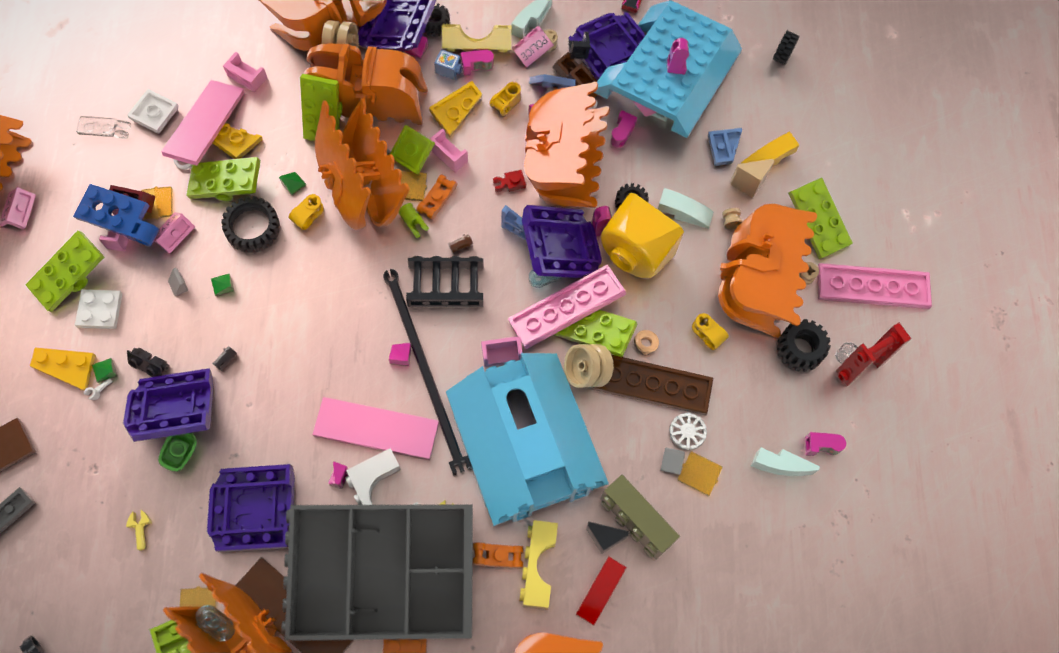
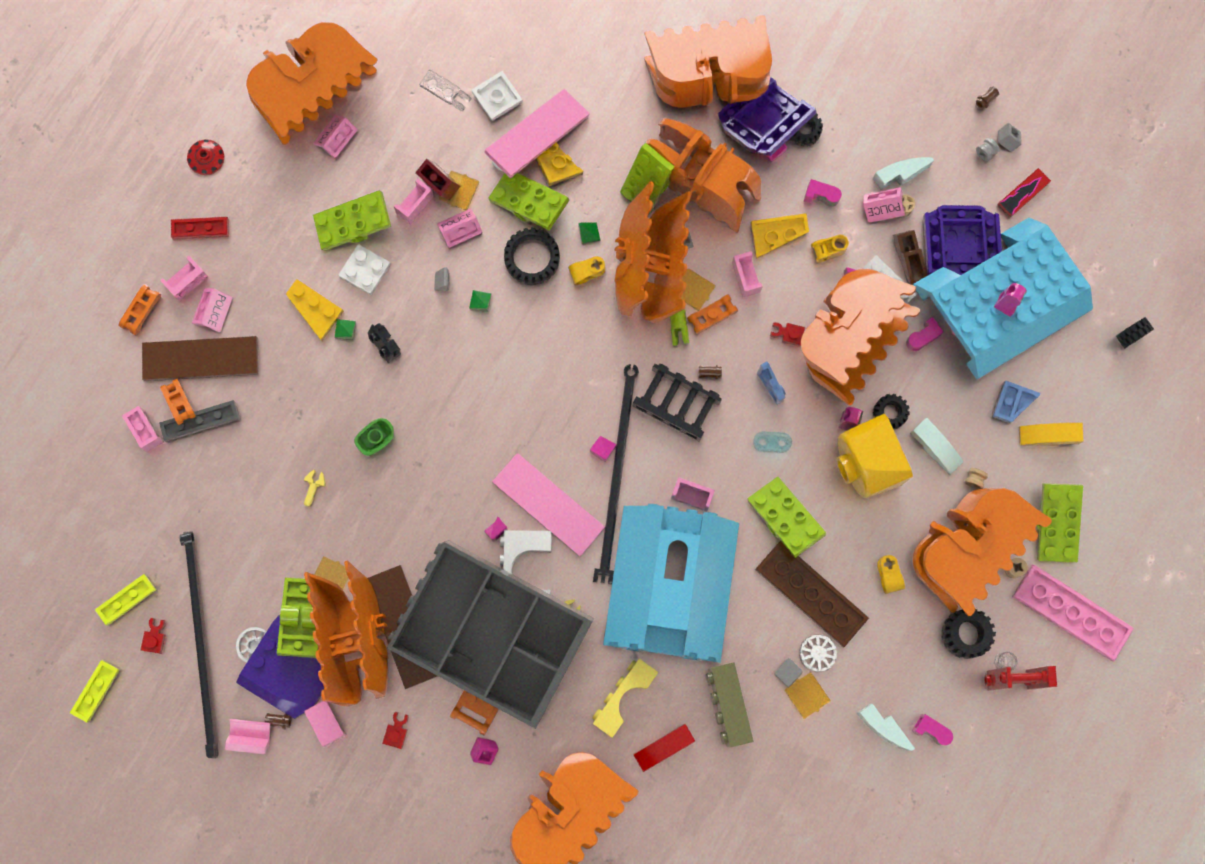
camera: 30 degrees right, 10 degrees up
(96, 392) = (331, 345): white hand -> none
(127, 221) = (422, 203): blue hinge -> none
(169, 405) = (385, 394): dark purple wedge -> none
(217, 623) = (338, 604): clear light blue plate -> none
(224, 358) = (450, 372): black pin -> none
(244, 73) = (598, 97): bright pink panel -> none
(250, 507) = (411, 519): dark purple wedge -> none
(340, 33) = (701, 114): tan wheel -> none
(412, 149) = (713, 256): lime tile -> none
(448, 64) = (793, 184): medium blue brick -> none
(455, 38) = (814, 160): light yellow arch -> none
(497, 555) = (593, 671): orange plate -> none
(550, 81) = (879, 251): medium blue wing -> none
(560, 242) = (801, 421): dark purple wedge -> none
(567, 306) = (773, 484): bright pink tile -> none
(580, 49) = (927, 232): black panel -> none
(588, 365) = (760, 550): tan wheel -> none
(605, 536) = (693, 705): black slope -> none
(652, 337) = (834, 549): light nougat piece -> none
(751, 175) = (1018, 448): tan slope -> none

